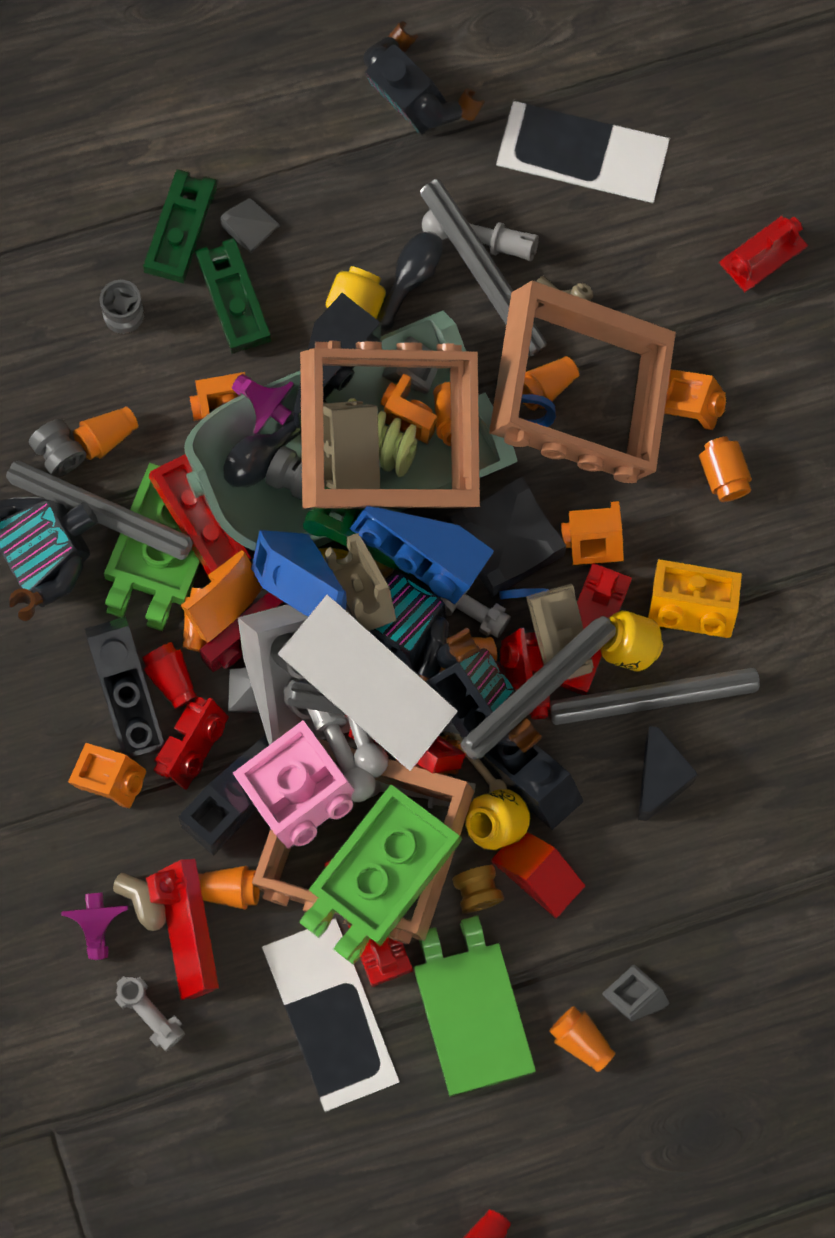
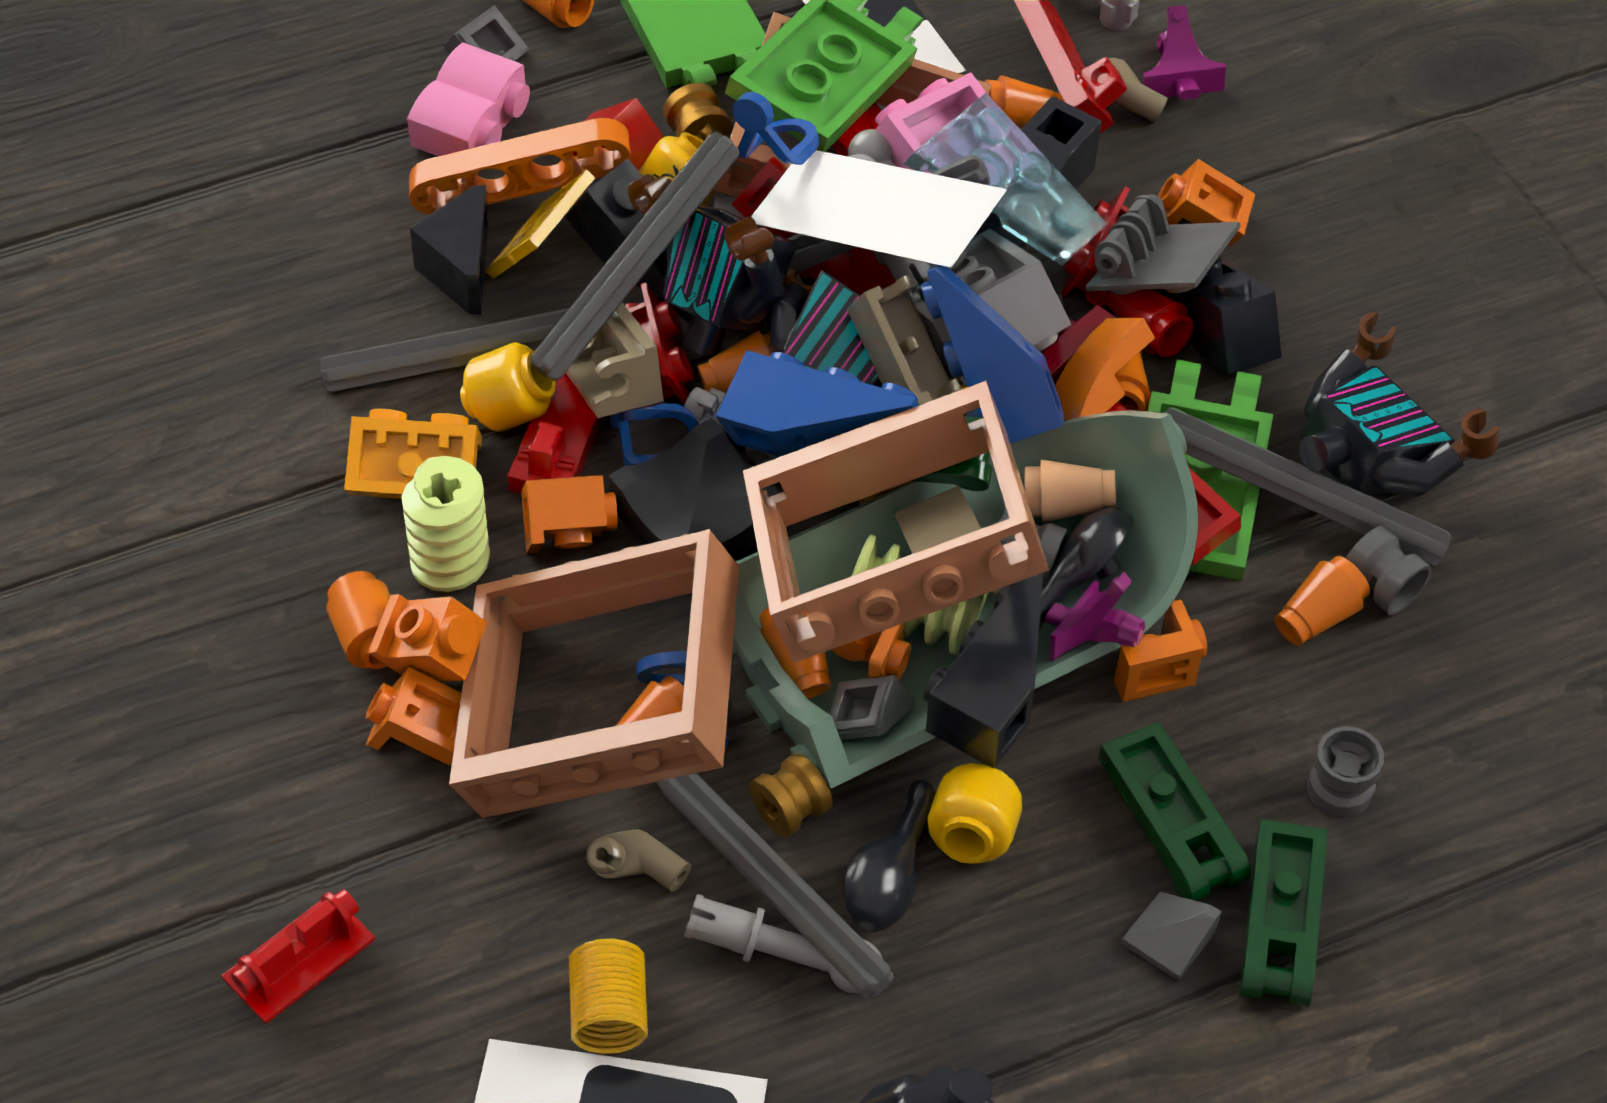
camera: 175 degrees right, 20 degrees down
(155, 698) = (1154, 255): none -> dark grey hinge
(261, 499) = (1068, 490): none -> light nougat cone
(264, 744) = (1038, 198): none -> clear light blue wing
(414, 754) = (756, 115): none -> blue piece
(470, 320) = (790, 795): none -> pearl gold wheel
(585, 203) = (608, 996): none -> yellow piece
(586, 774) = (540, 224): none -> yellow window
(616, 833) = (516, 160): none -> orange beam
(651, 918) = (468, 102): none -> bright pink brick
(674, 513) = (446, 524): none -> yellowish green piece
(686, 430) = (429, 636): none -> orange brick

